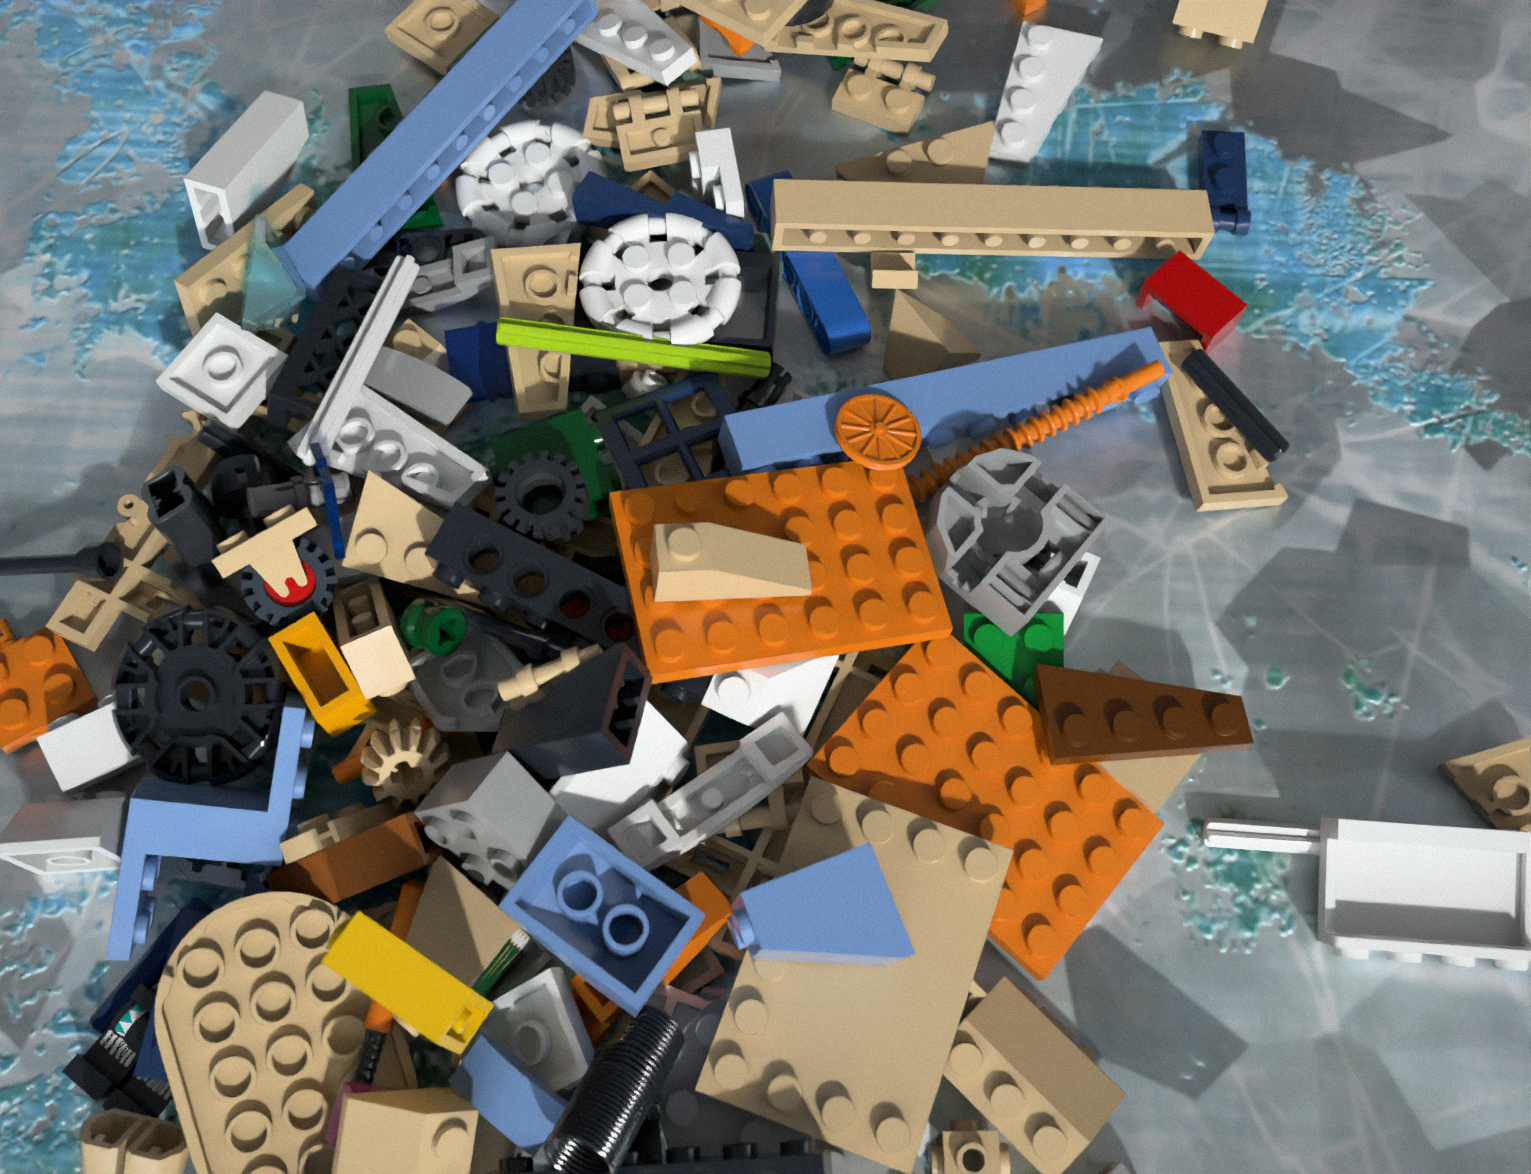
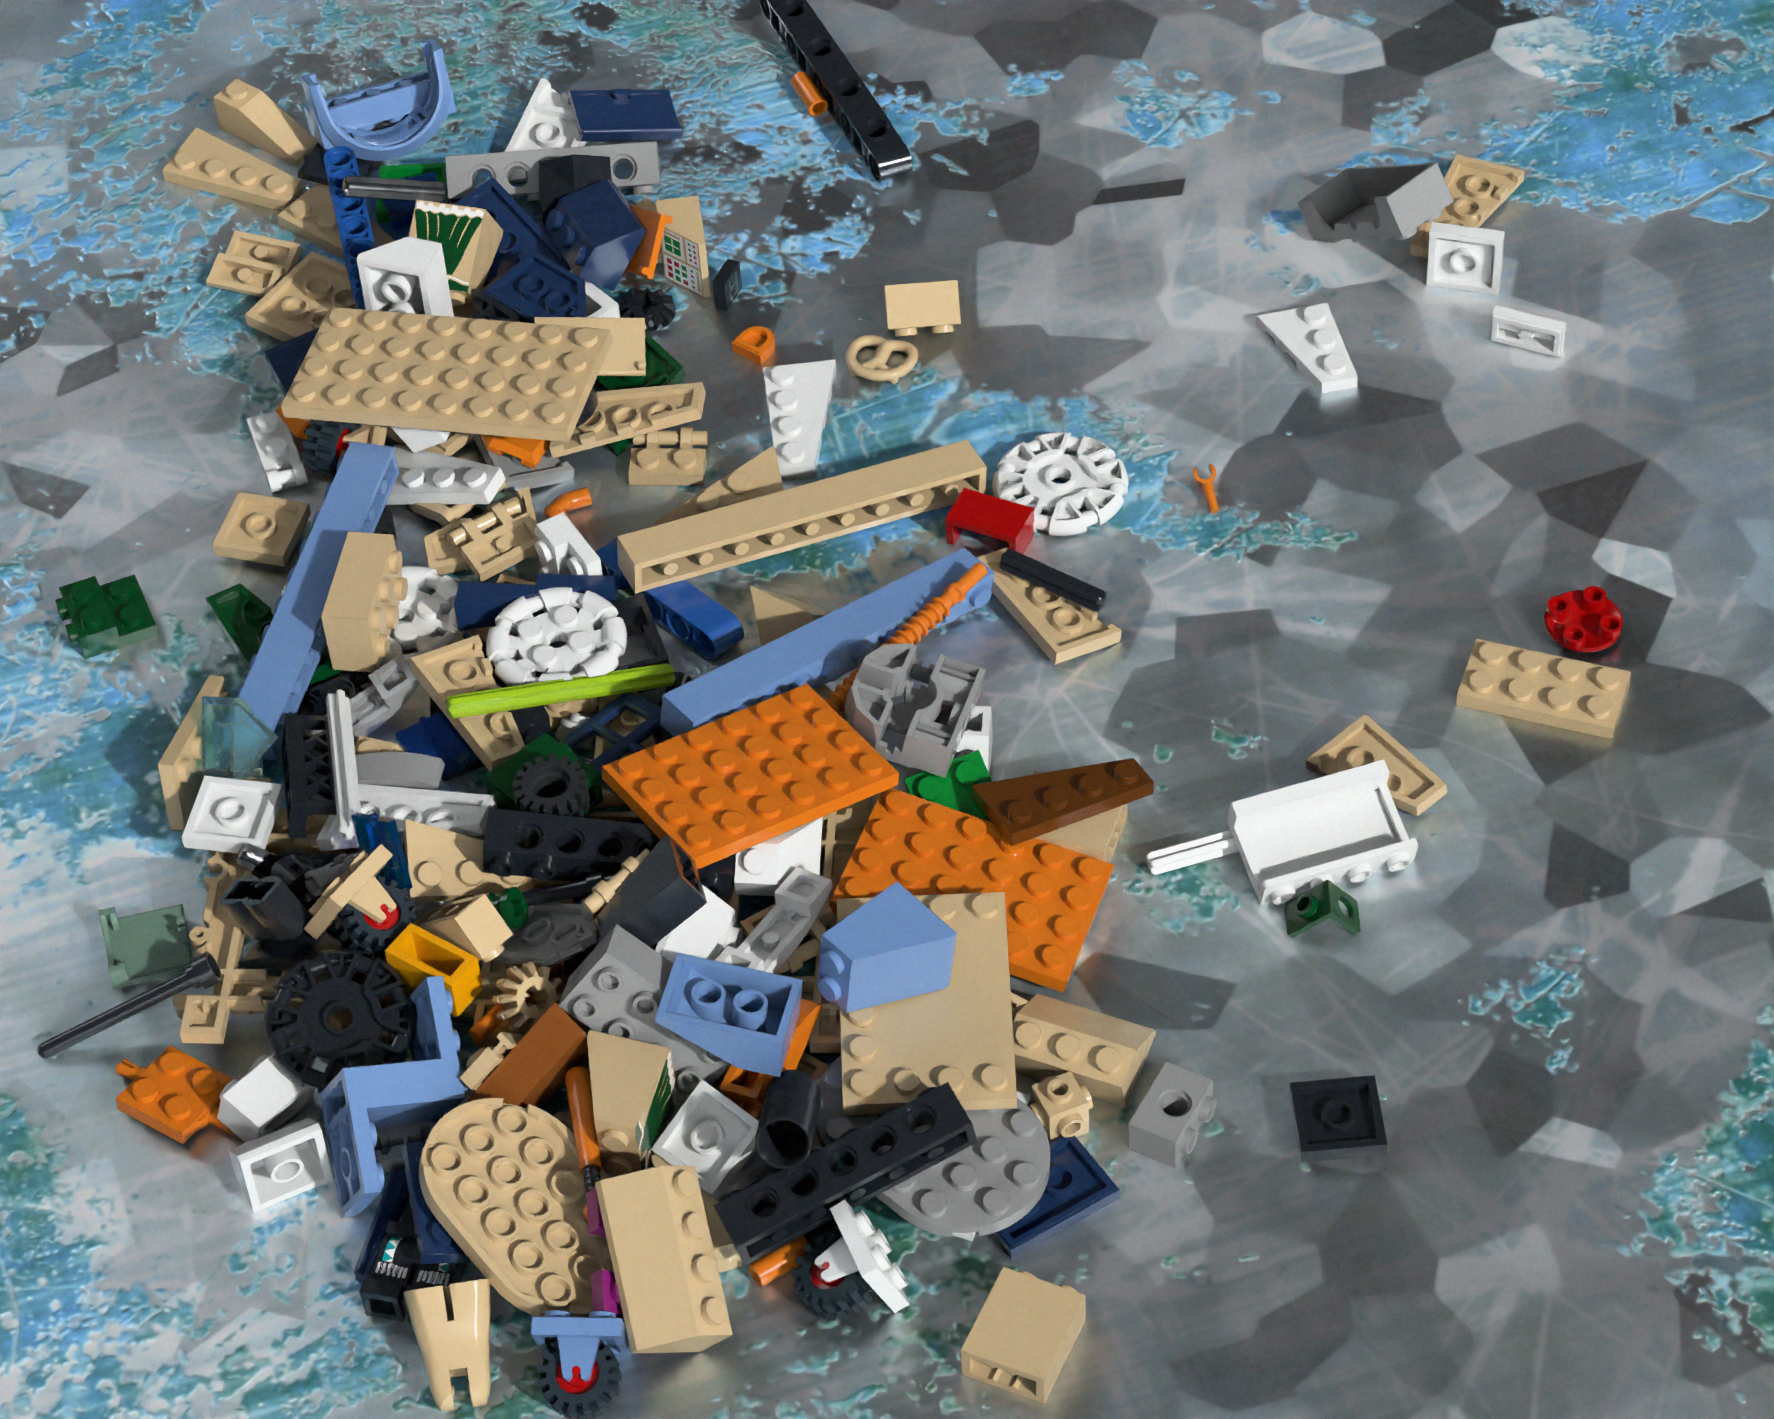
camera: 20 degrees left, 20 degrees down
(88, 481) = (145, 945): none -> sand green piece
(246, 64) = (105, 615): none -> dark green plate
(246, 167) = (153, 686): white slope -> none
(406, 982) = (614, 1081): yellow brick -> none
(480, 157) = (364, 602): none -> tan brick
(508, 1094) = (715, 1160): medium blue slope -> none
(724, 563) = (708, 772): tan slope -> none
(754, 107) = (568, 502): none -> orange arm
(877, 432) = (784, 670): orange wheel -> none
(892, 270) = (739, 576): tan slope -> none
(1161, 41) = (876, 367): none -> tan piece
(1225, 179) = (978, 425): dark blue plate -> none
(1284, 299) = (1060, 502): none -> white plate
(1388, 992) = (1319, 905): none -> dark green bracket
(1452, 343) = (1208, 488): none -> orange hand

